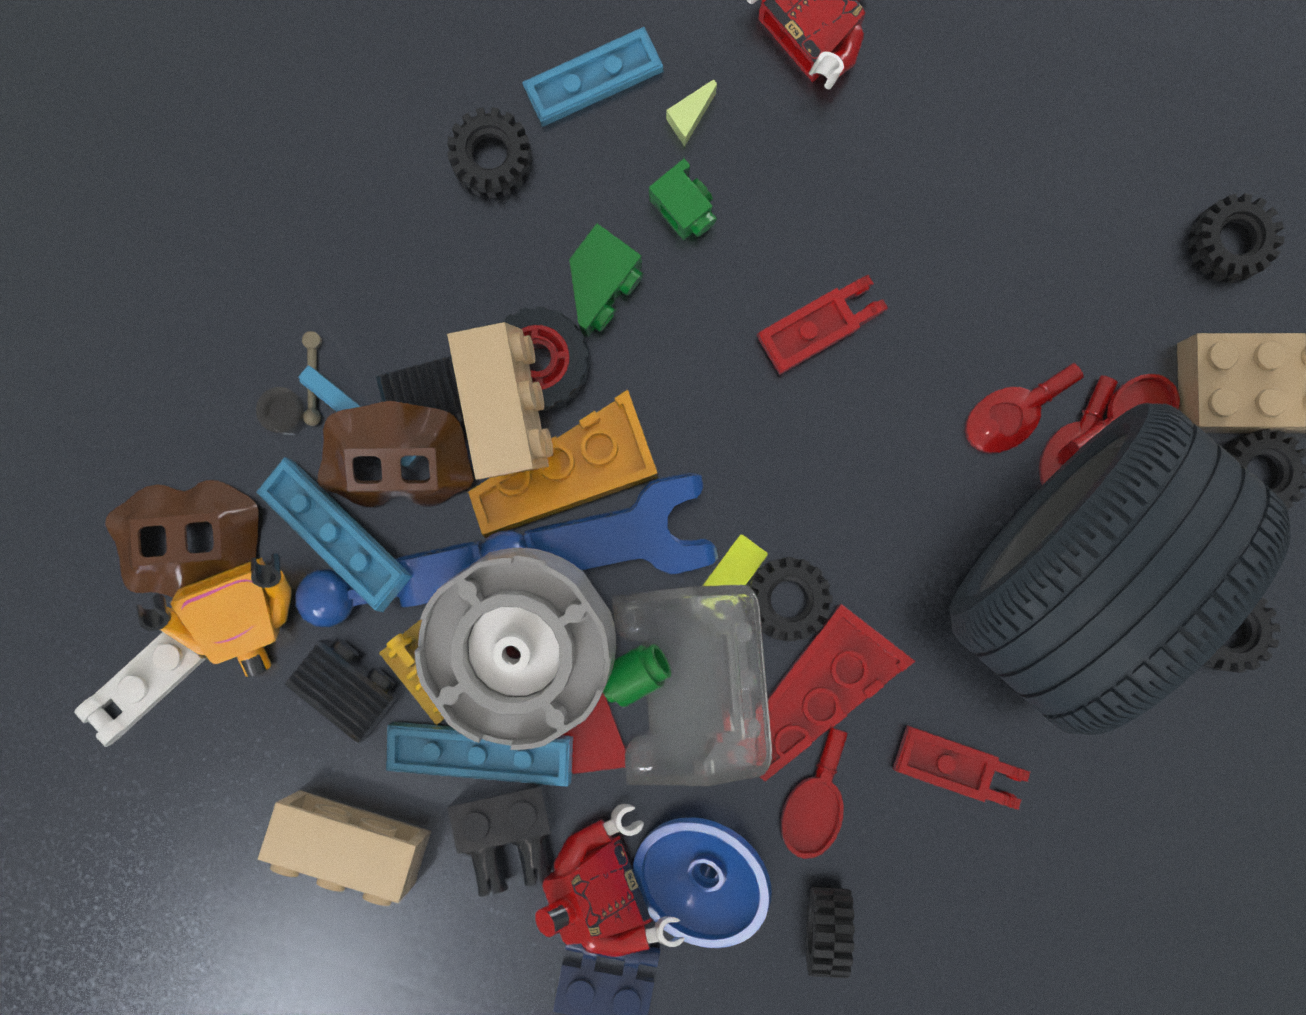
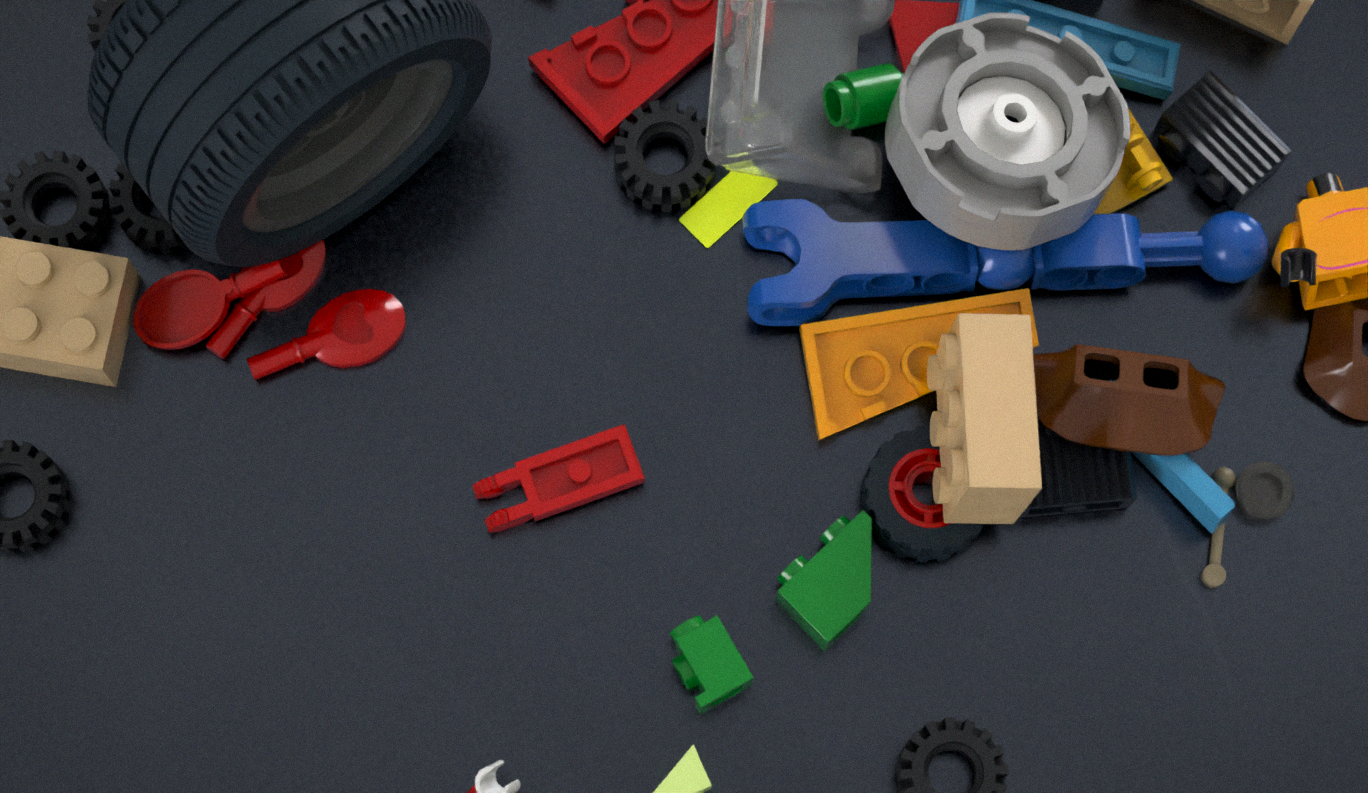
camera: 175 degrees left, 10 degrees down
(334, 534) = (1212, 318): dark azure tile -> none

